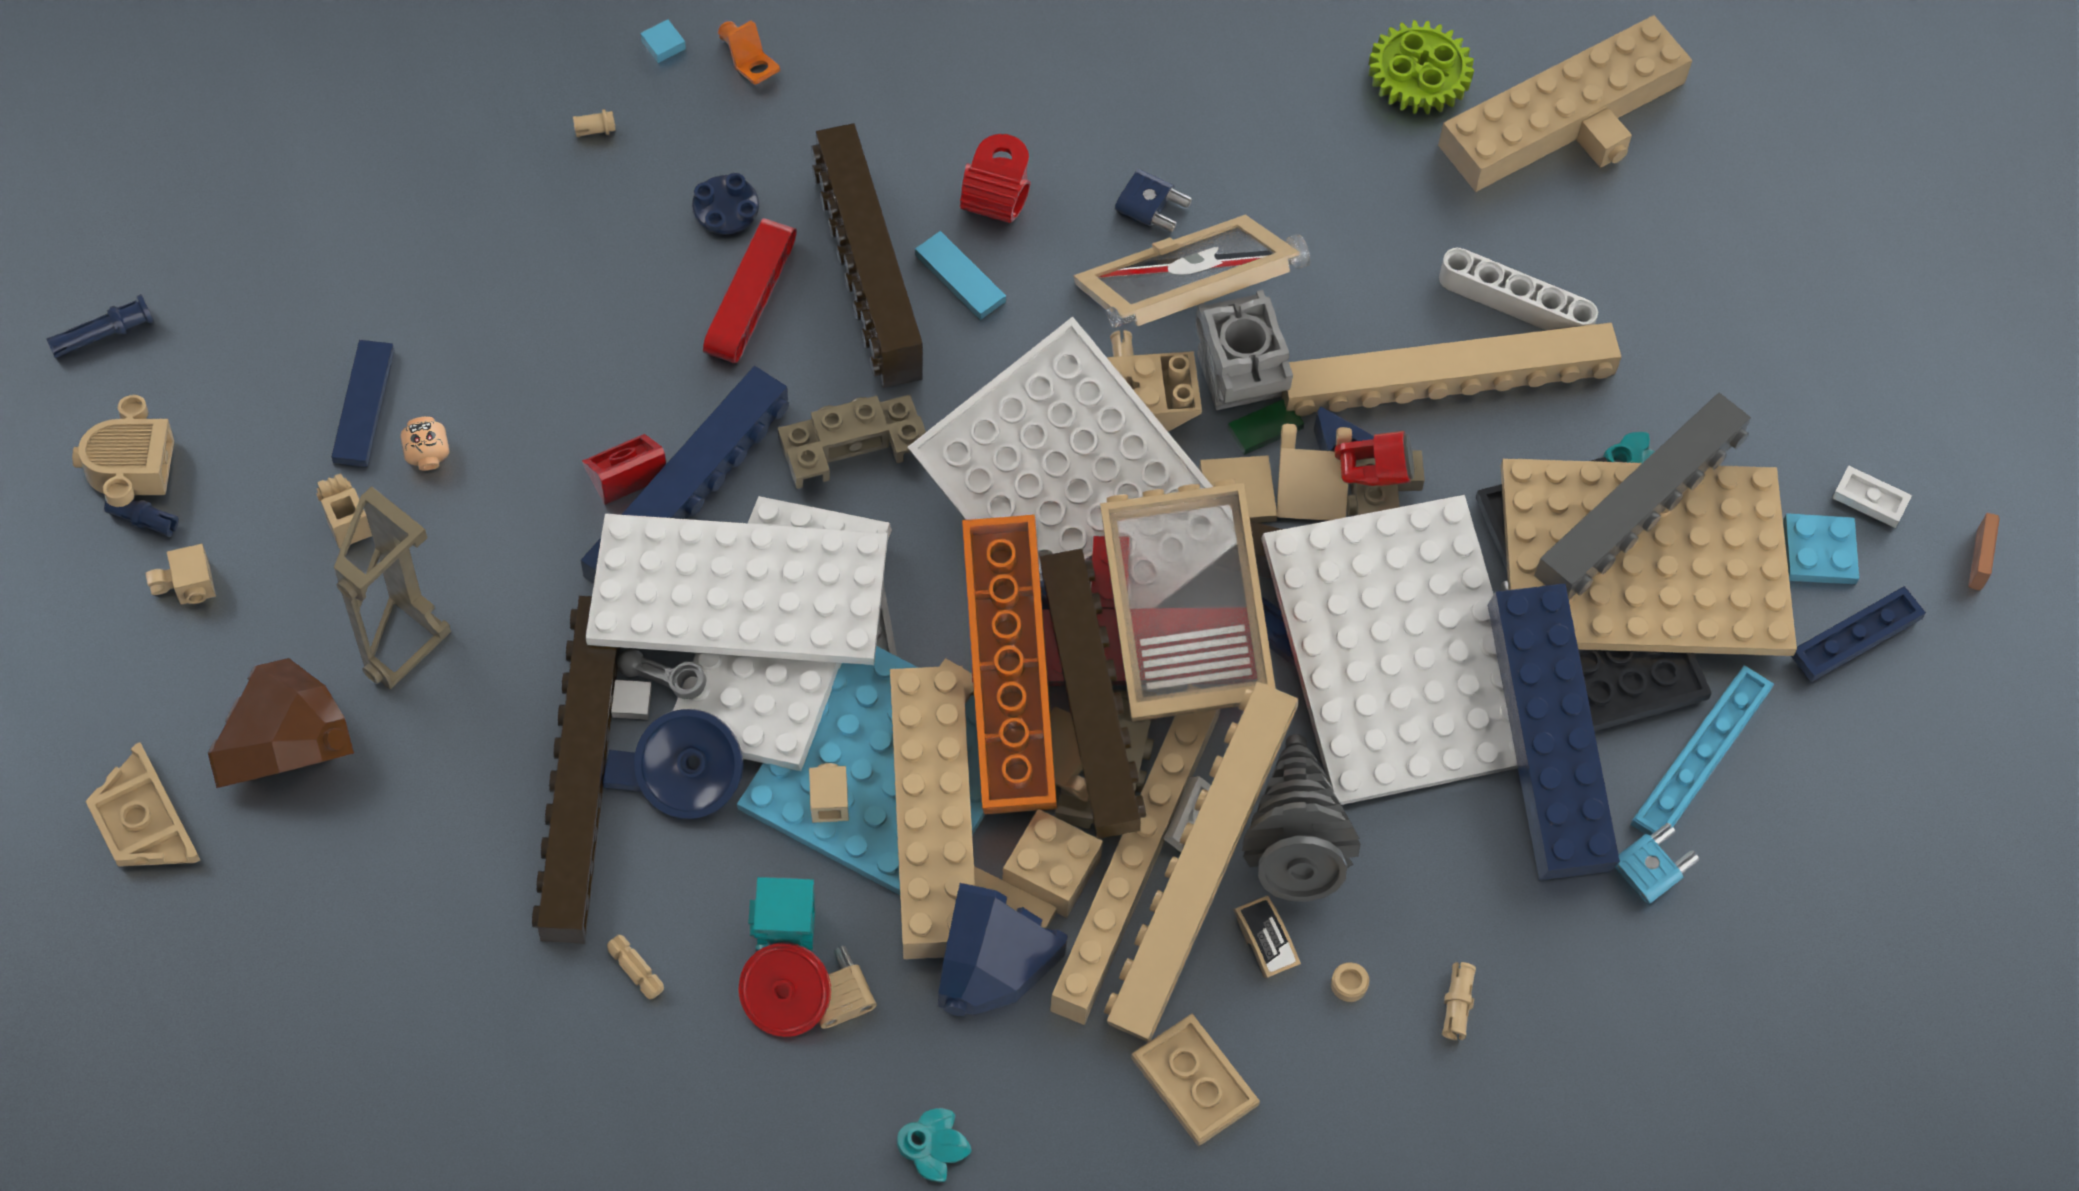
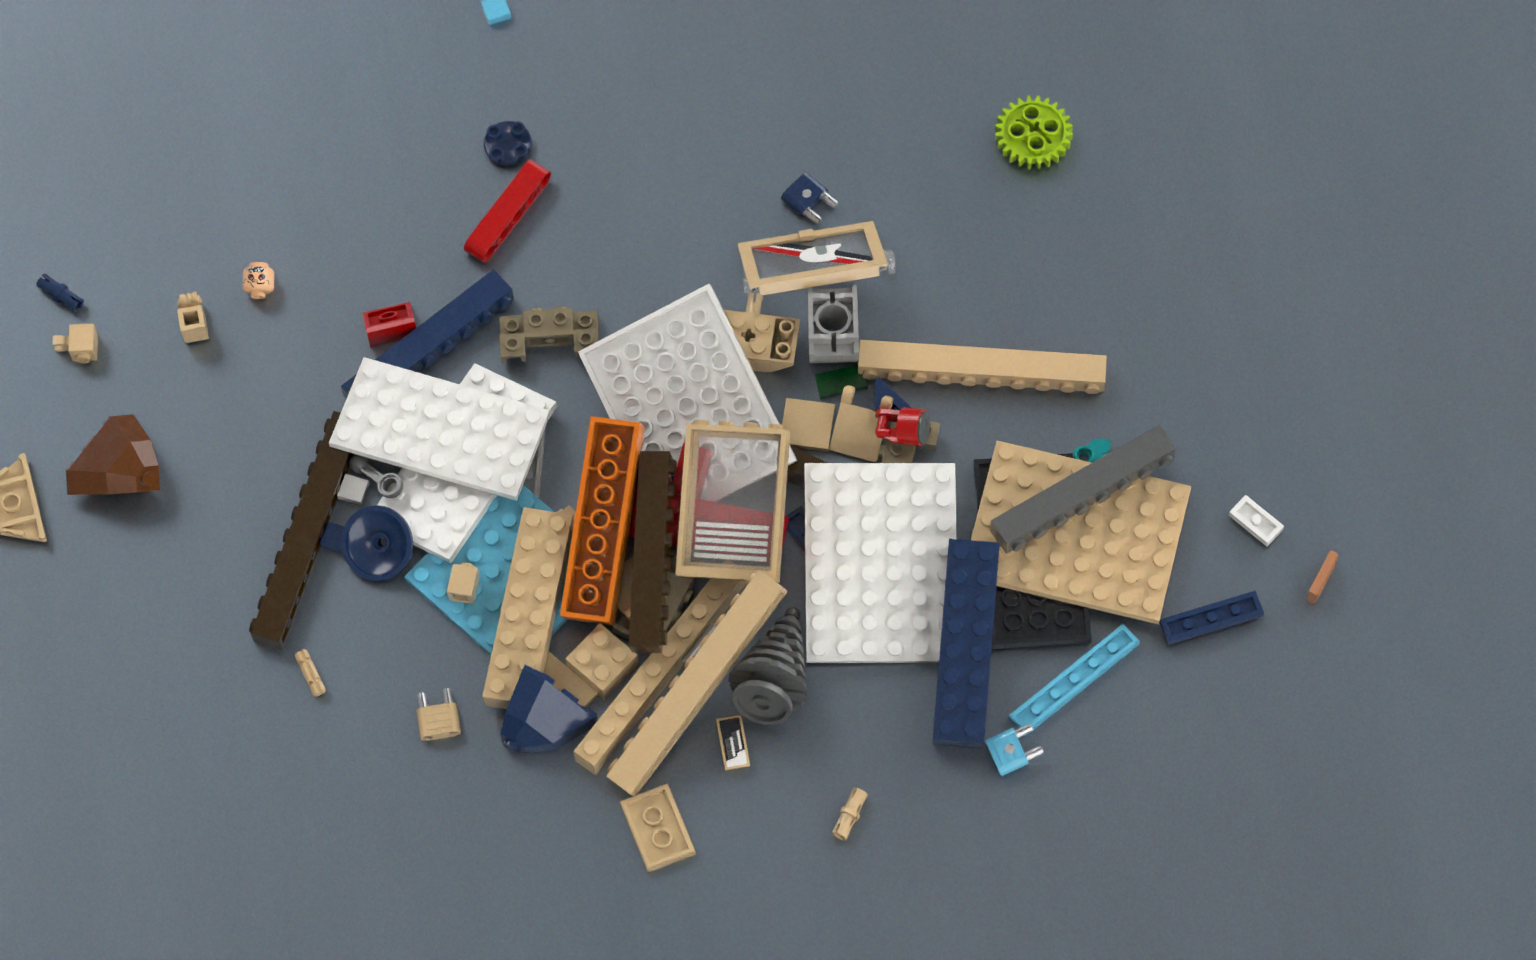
camera: 20 degrees right, 5 degrees up
(115, 321) = (72, 150): dark blue pin -> none
(127, 454) = (59, 249): tan piece -> none
(362, 403) = (224, 241): dark blue tile -> none
(393, 536) = (212, 360): dark tan windscreen -> none
(594, 123) = (431, 64): tan pin -> none
(747, 50) = (552, 29): orange bracket -> none
(783, 912) = (412, 661): teal piece -> none
(784, 989) = (401, 709): red shield -> none
(868, 256) = (592, 202): dark brown brick -> none
(939, 1143) = (476, 834): teal plate -> none
(960, 275) = (657, 227): medium azure tile -> none
(998, 184) = (700, 164): red piece -> none
(1350, 982) = (780, 785): tan tile -> none
(1505, 284) = (1042, 310): white beam -> none
(1550, 106) = (1130, 180): tan brick -> none
(1604, 138) = (1151, 213): tan brick -> none
(1821, 548) = (1207, 551): medium azure plate -> none

